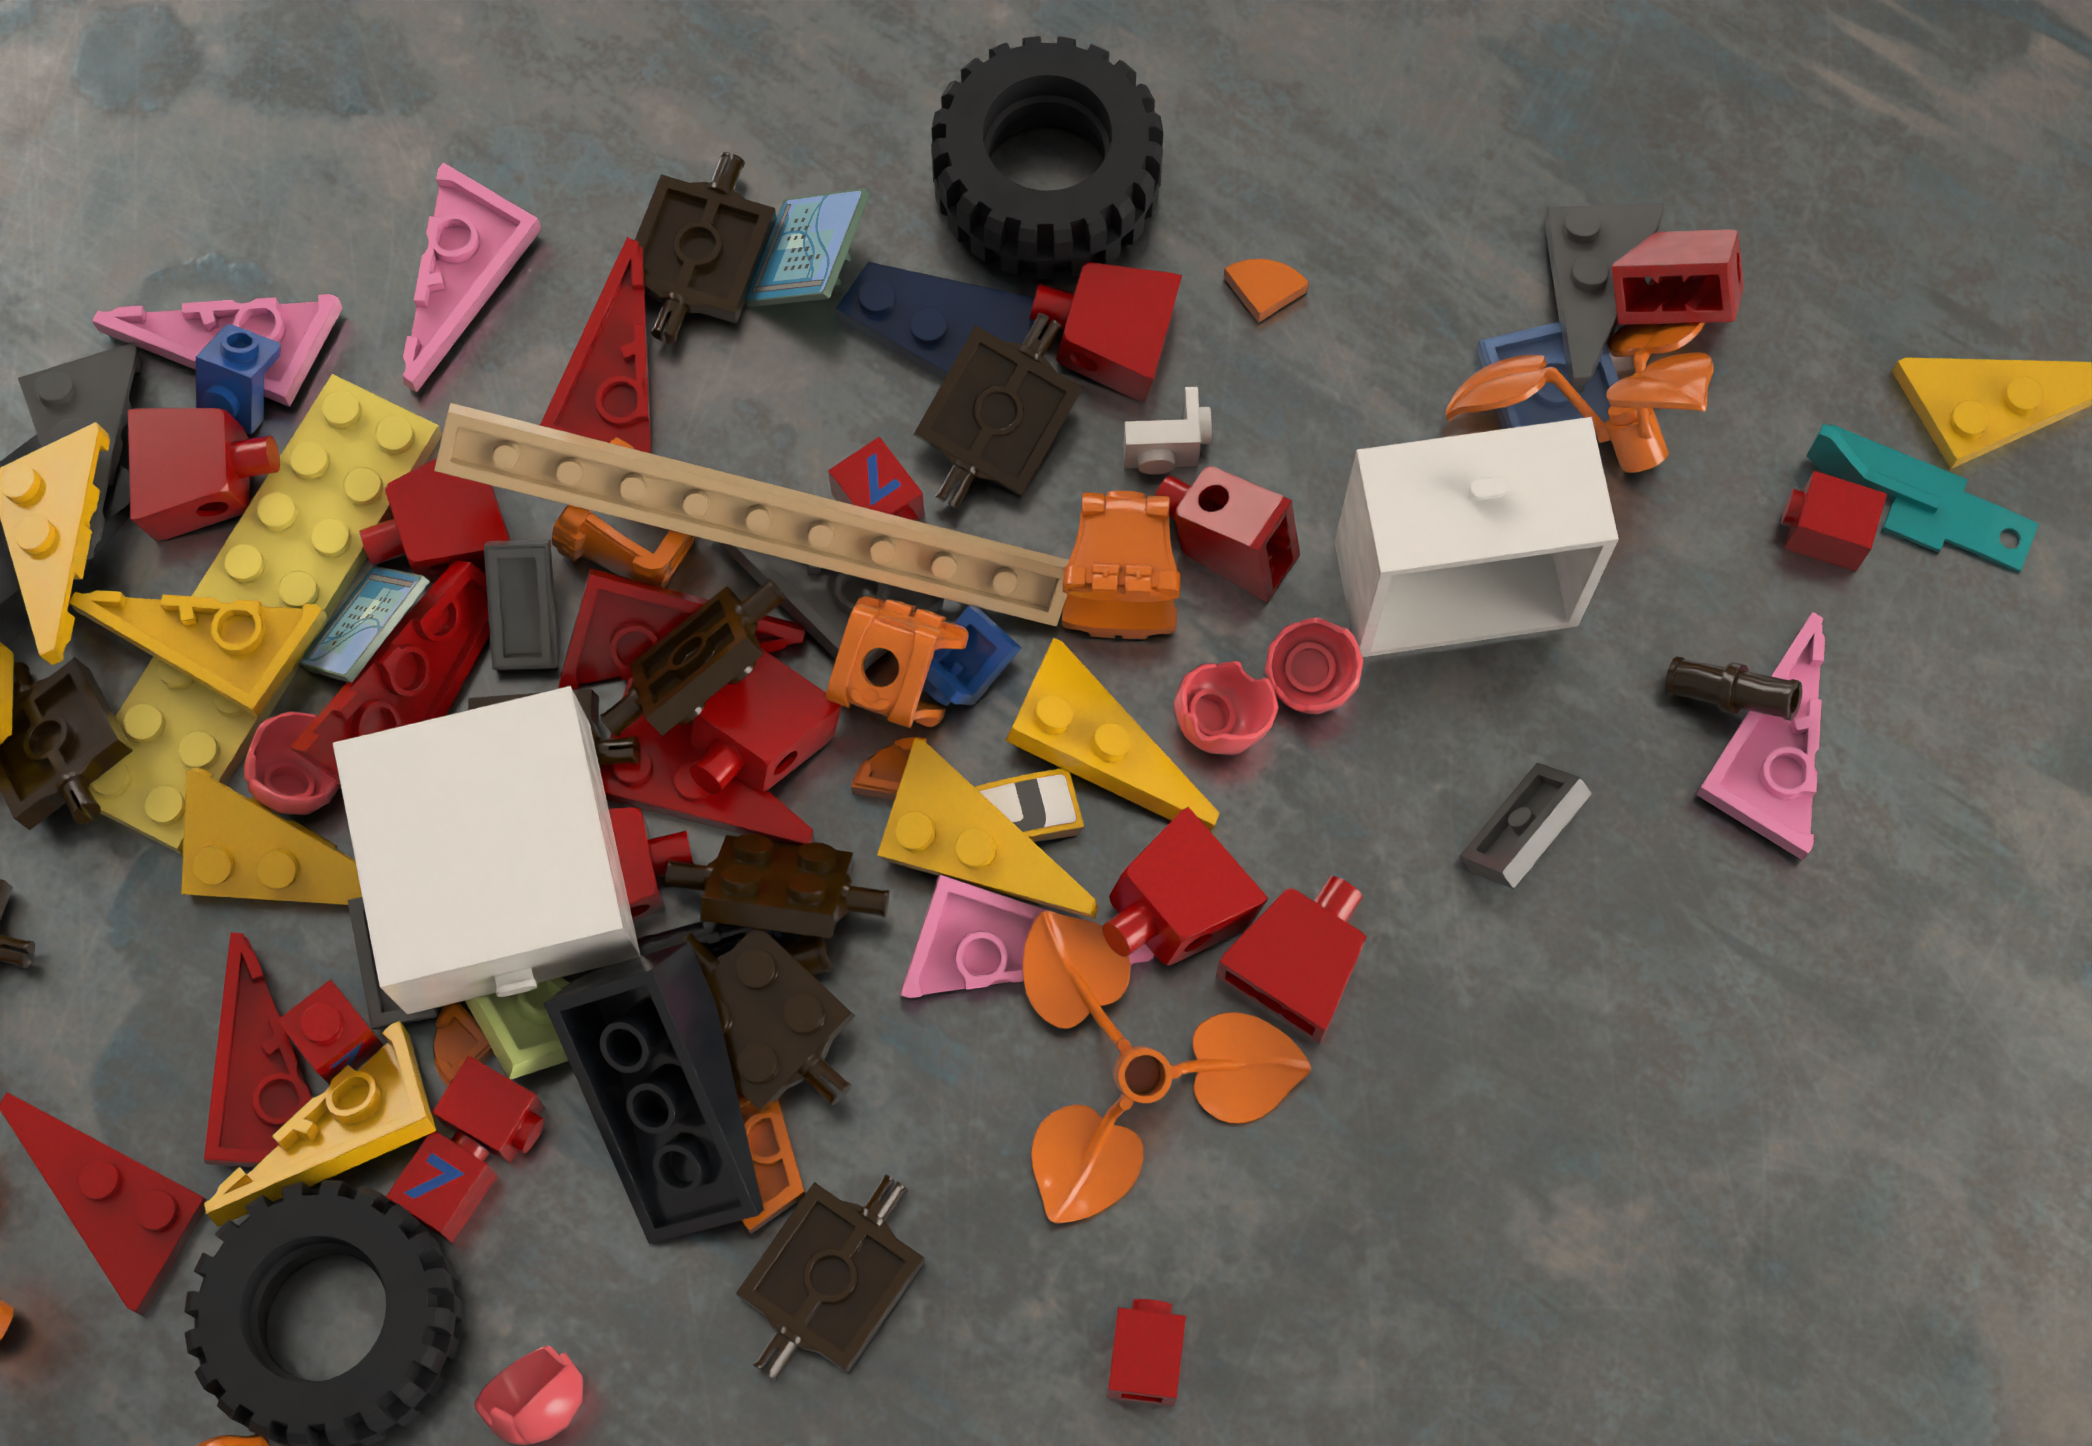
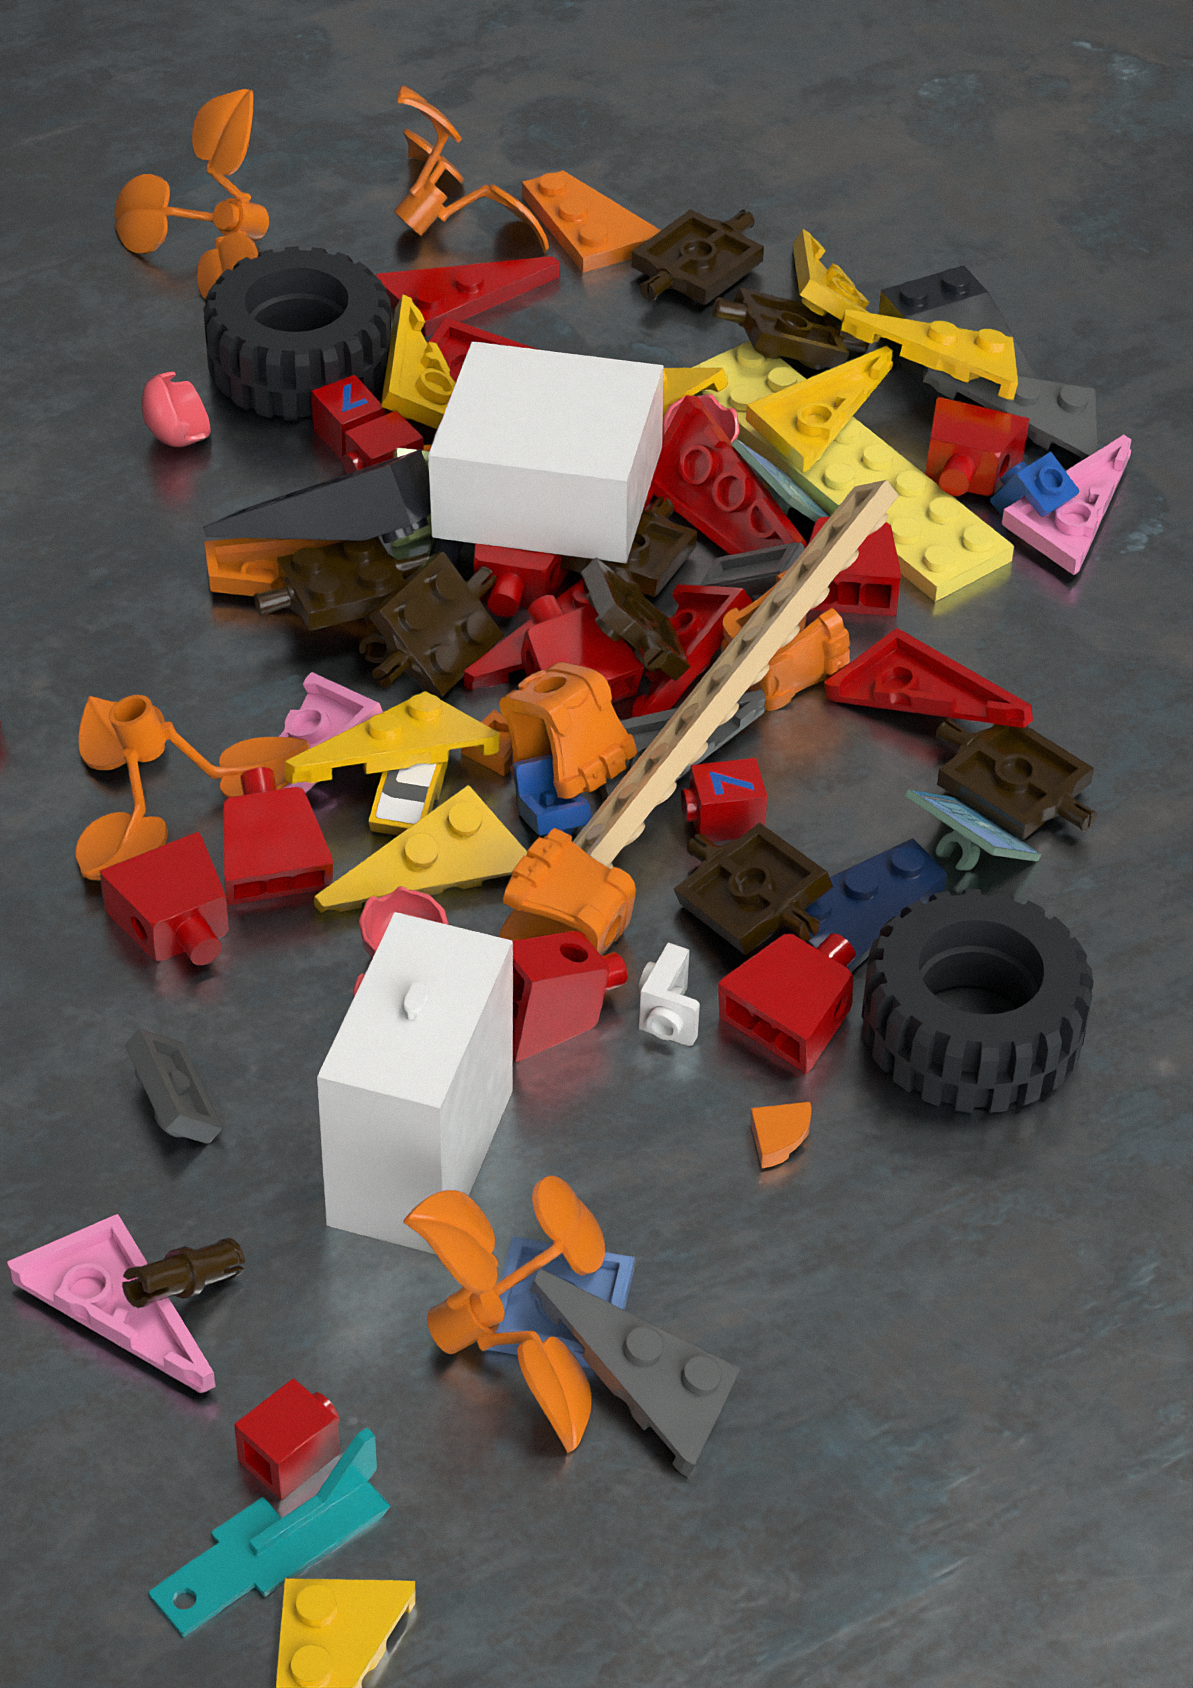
camera: 115 degrees right, 25 degrees down
(469, 253) = (1074, 643): bright pink wing -> none
(830, 1277) = (141, 576): dark brown plate -> none
(1691, 274) = (593, 1410): red torso -> none

